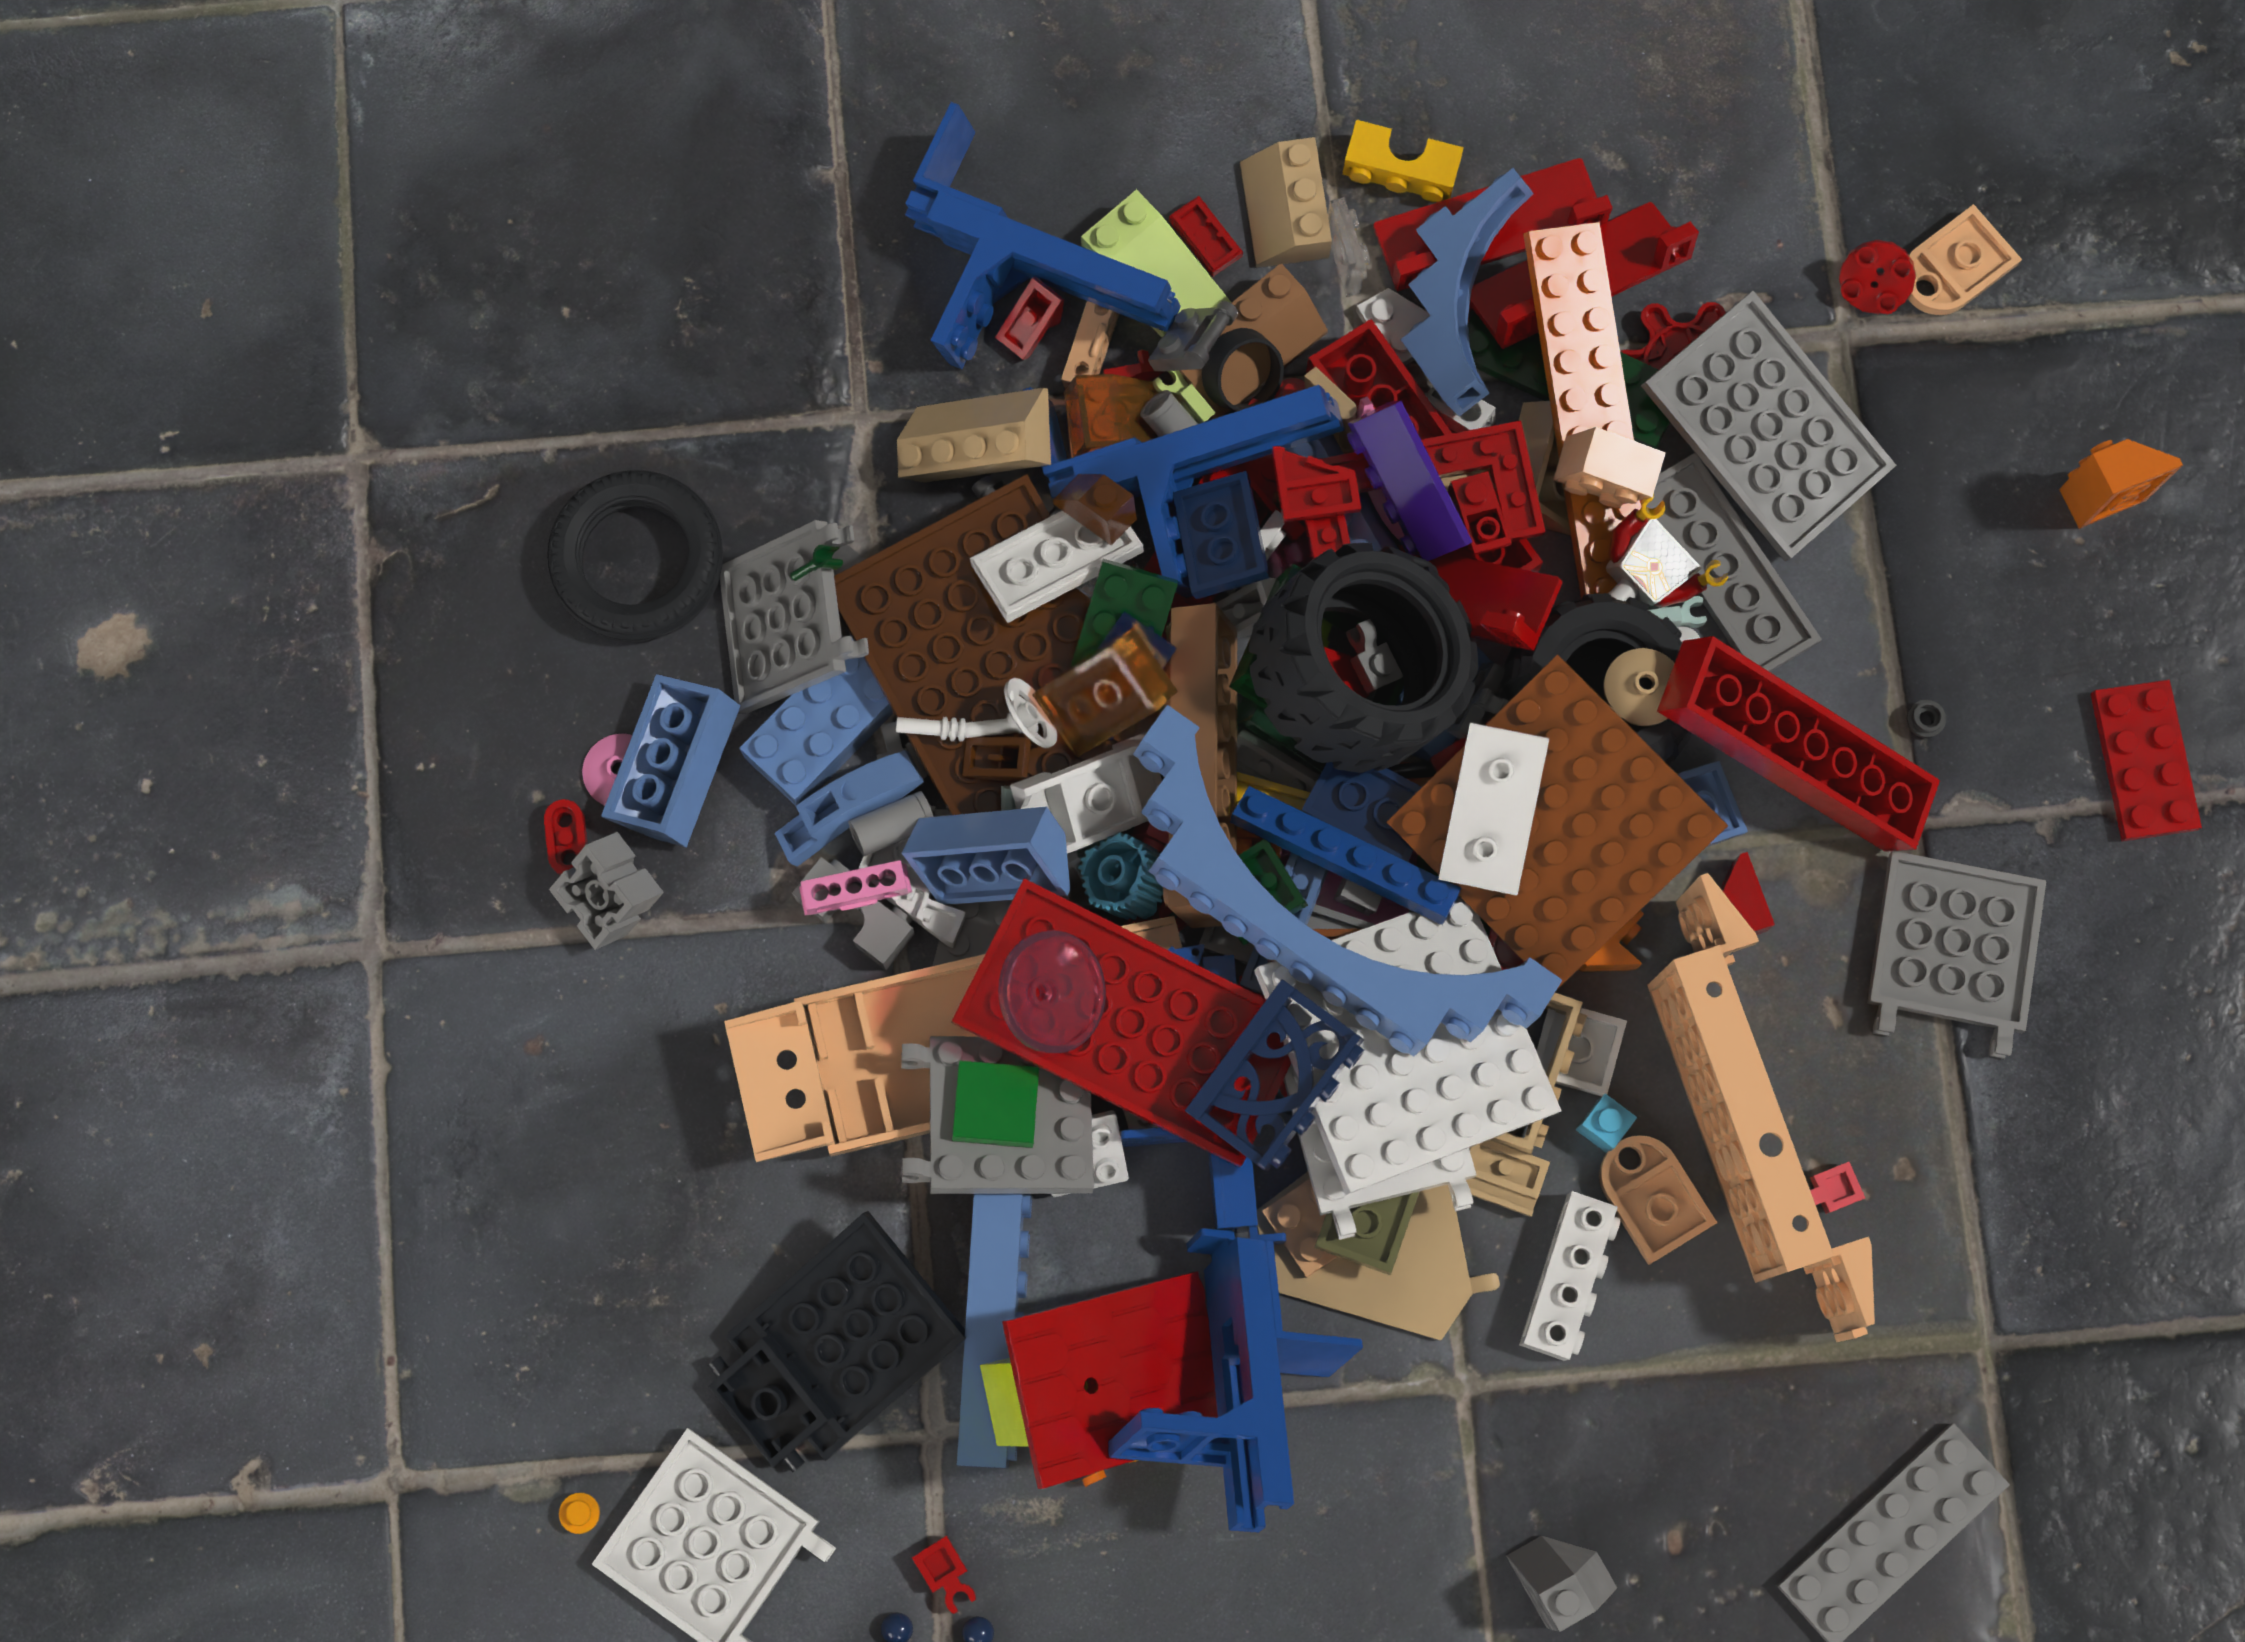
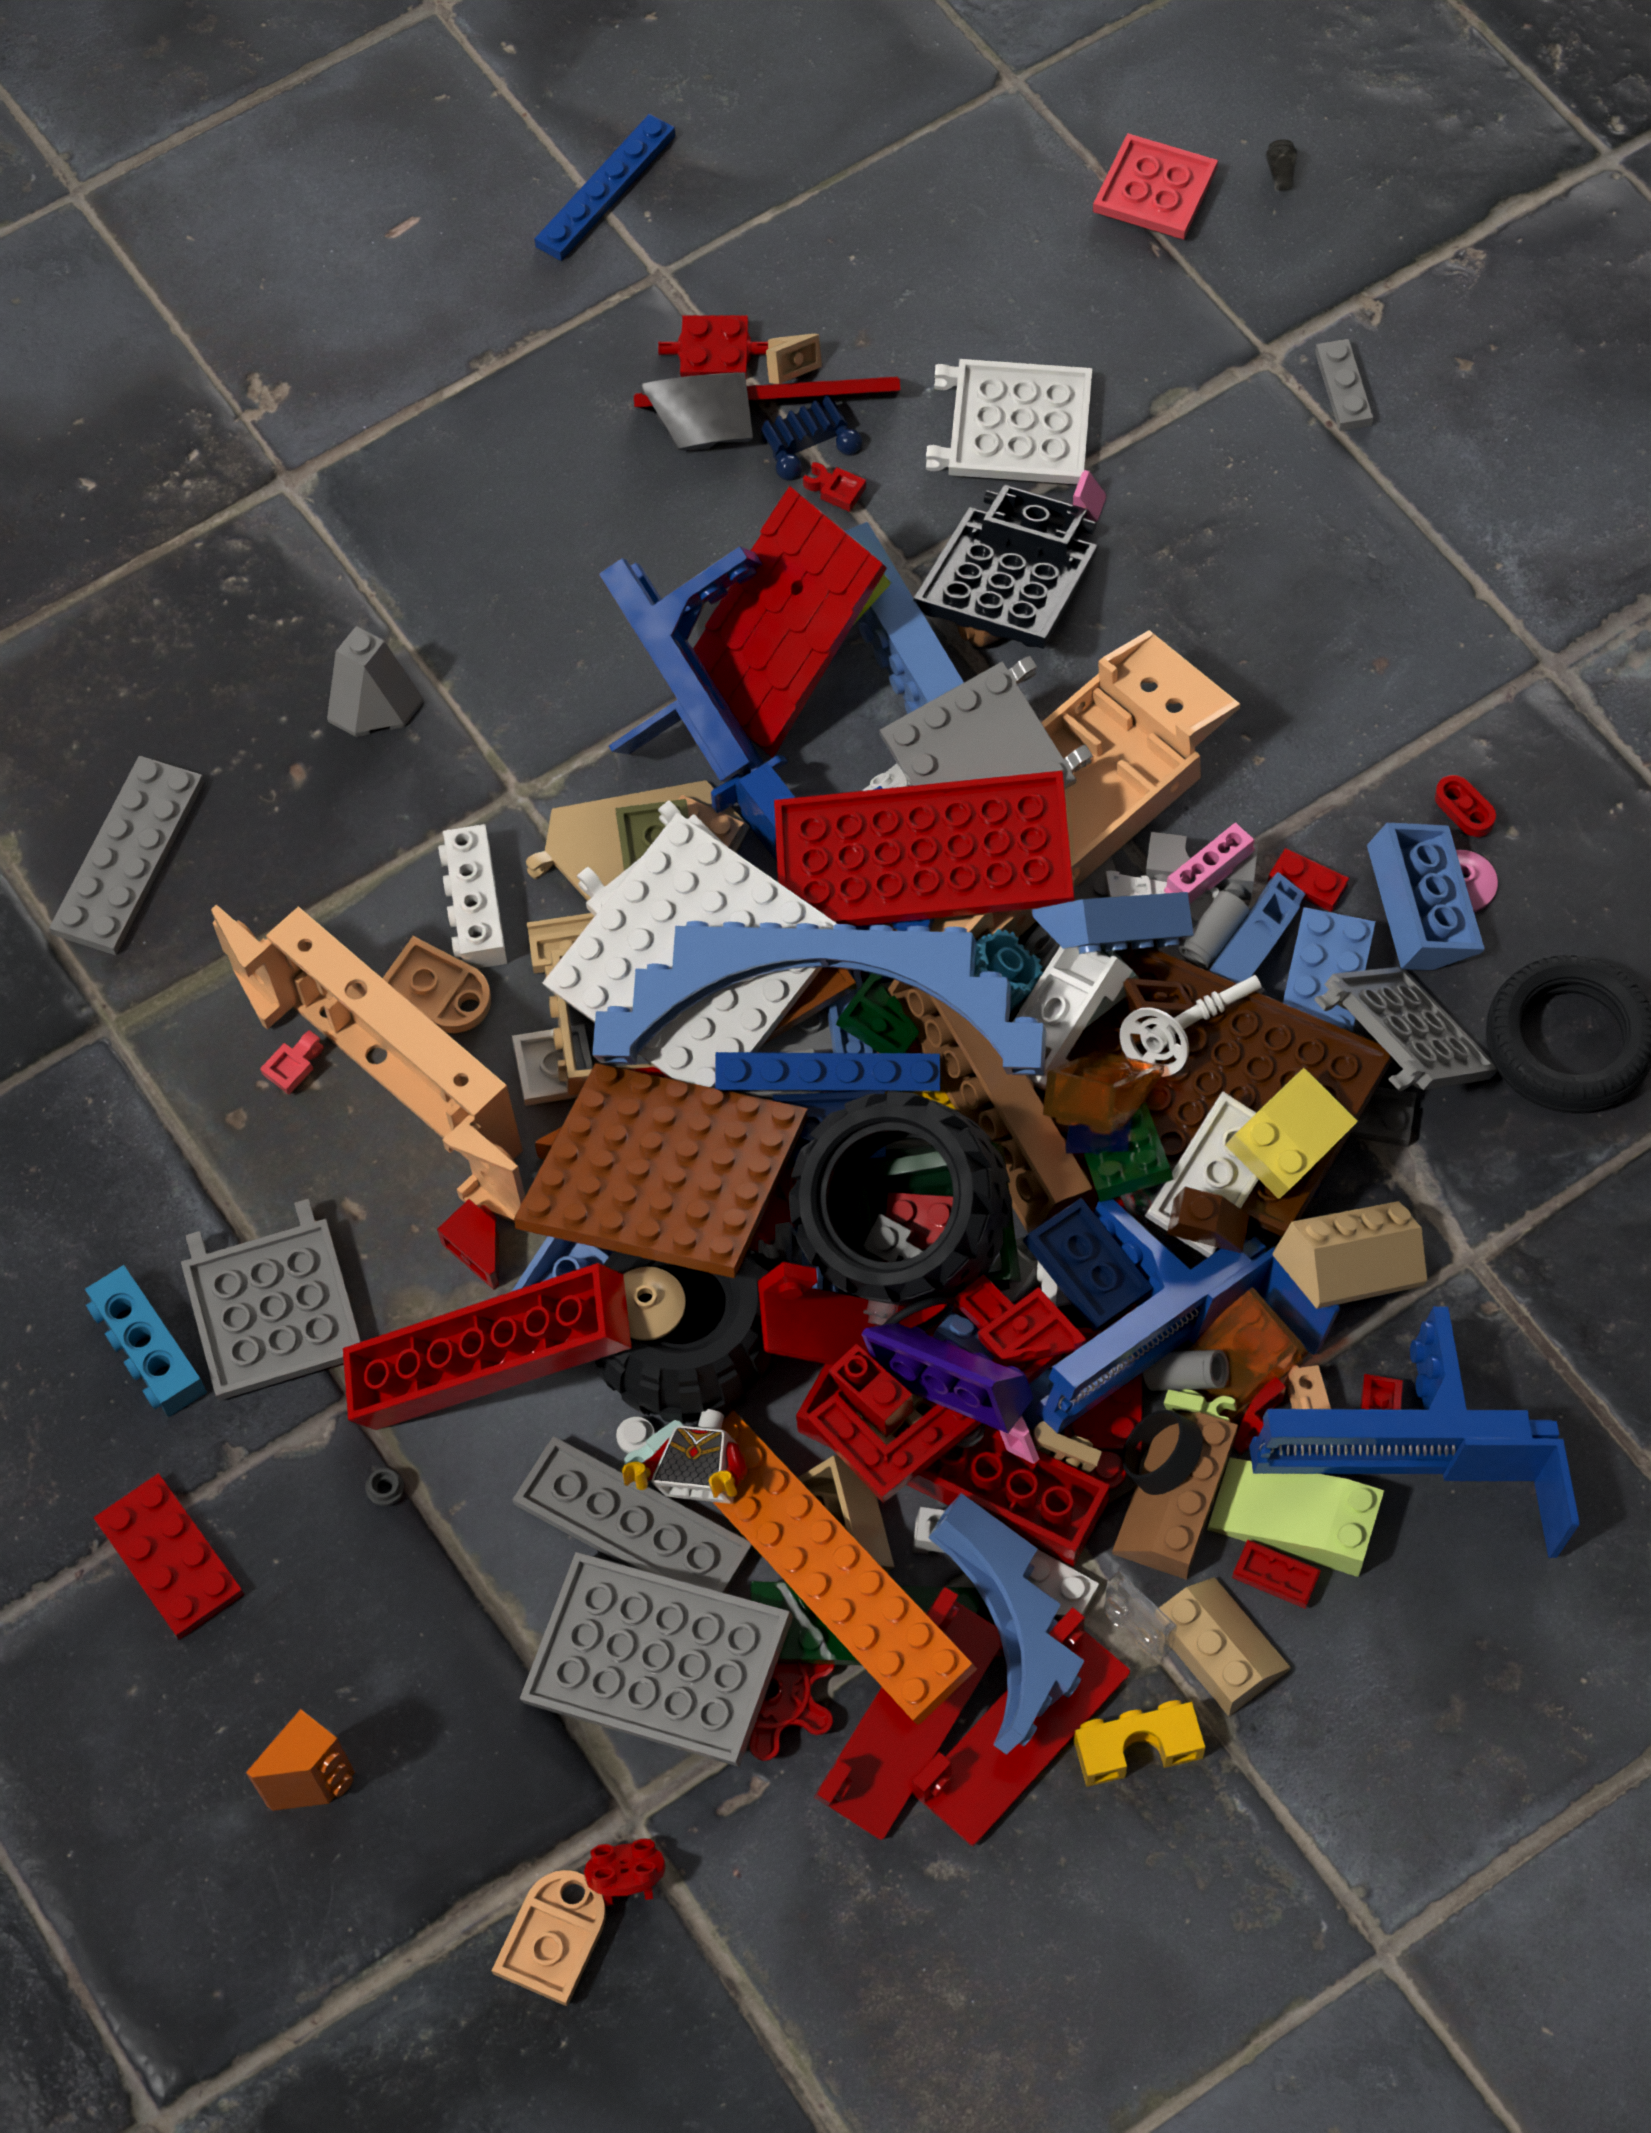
camera: 155 degrees right, 15 degrees down
(344, 1397) = (1343, 385): none -> light grey plate
(579, 1513) = (1123, 398): light orange plate -> none
(606, 890) = (1402, 772): light grey brick -> none
(695, 1403) = (1089, 496): none -> bright pink slope
(760, 849) = (1318, 882): none -> red plate
(821, 559) = (1403, 1048): dark green hand -> none
(970, 542) = (1291, 1133): none -> light yellow slope
(995, 1104) = (992, 745): green tile -> none
(1069, 989) = (980, 811): clear pink dish -> none
(1192, 337) = (1223, 1436): flat silver plate -> none
(1220, 1088) = (805, 889): dark blue fence -> none
(1493, 808) = (721, 1141): white plate -> none
(1606, 1123) = (501, 1016): medium azure brick -> none
(1608, 467) = (779, 1496): light nougat brick -> none
(2078, 990) = (120, 1293): none -> dark azure brick

